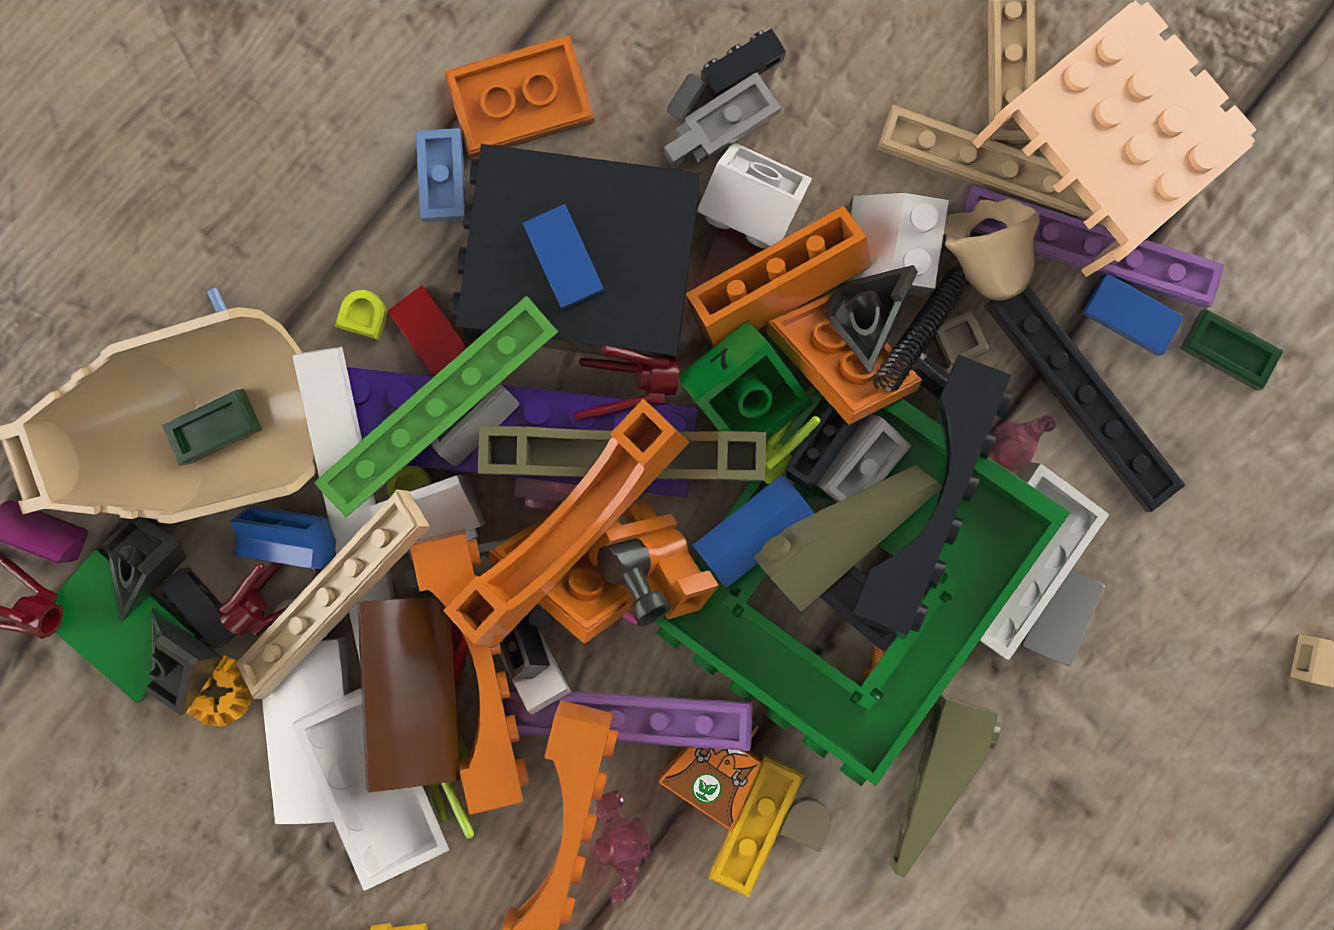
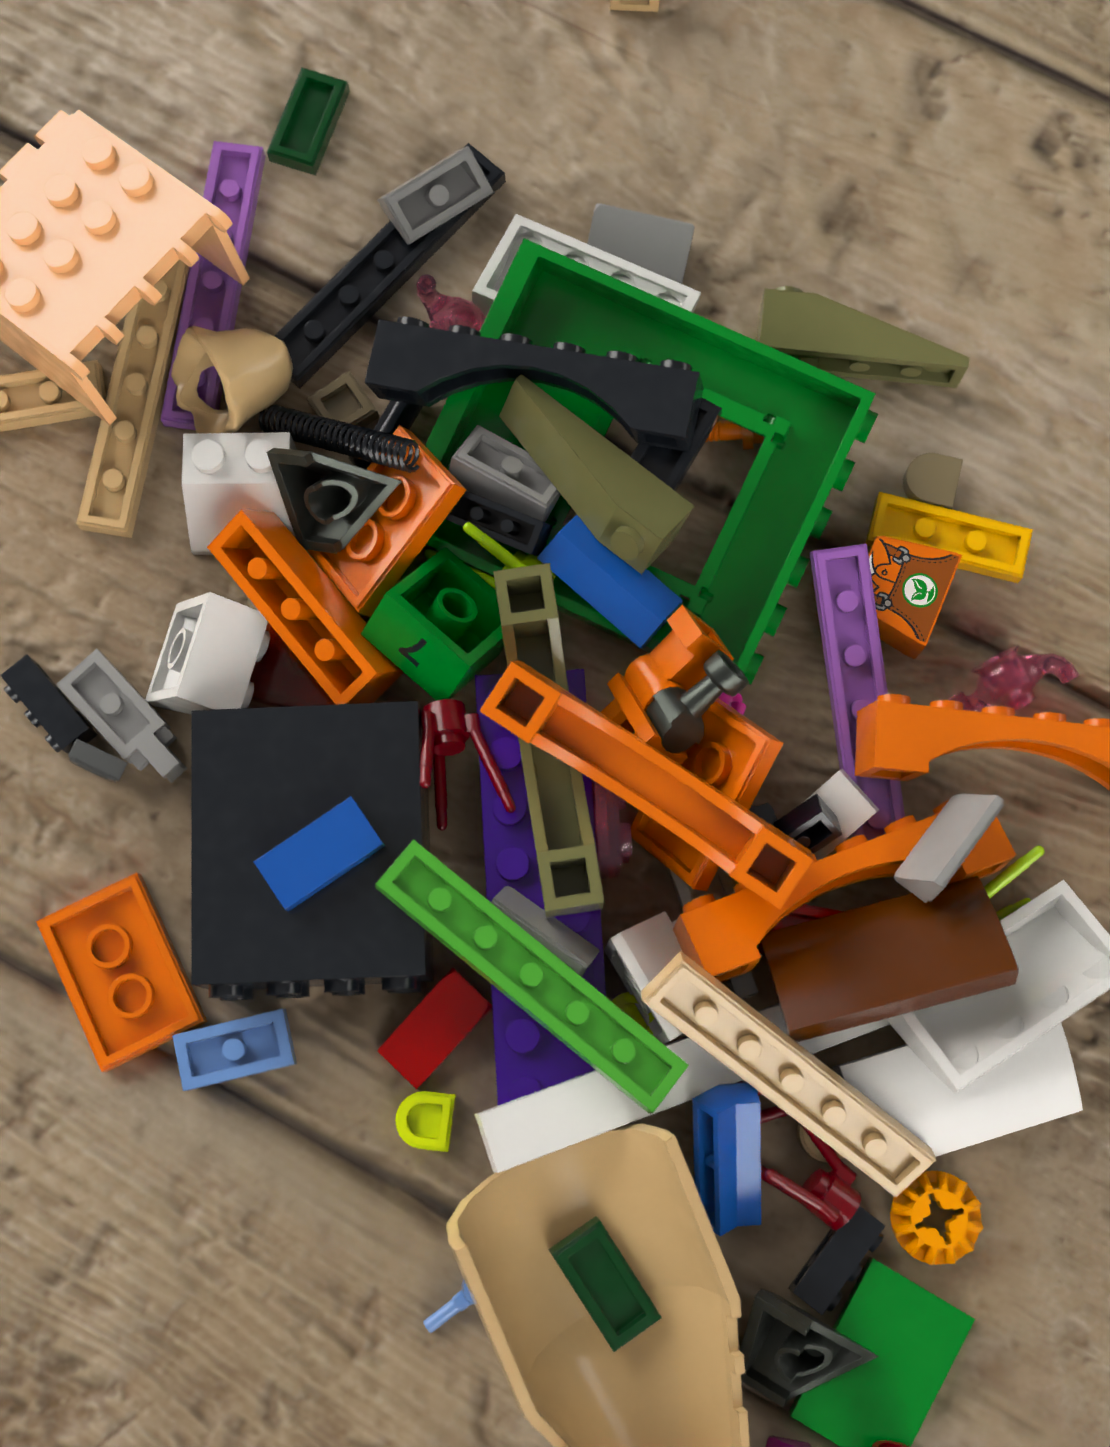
camera: 100 degrees left, 10 degrees down
(178, 664) = (914, 1271): pearl dark grey slope -> none
(483, 760) = (947, 843): none -> light grey slope
(1133, 314) = (285, 227): blue tile -> none
(1138, 447) = (436, 195): none -> light grey slope

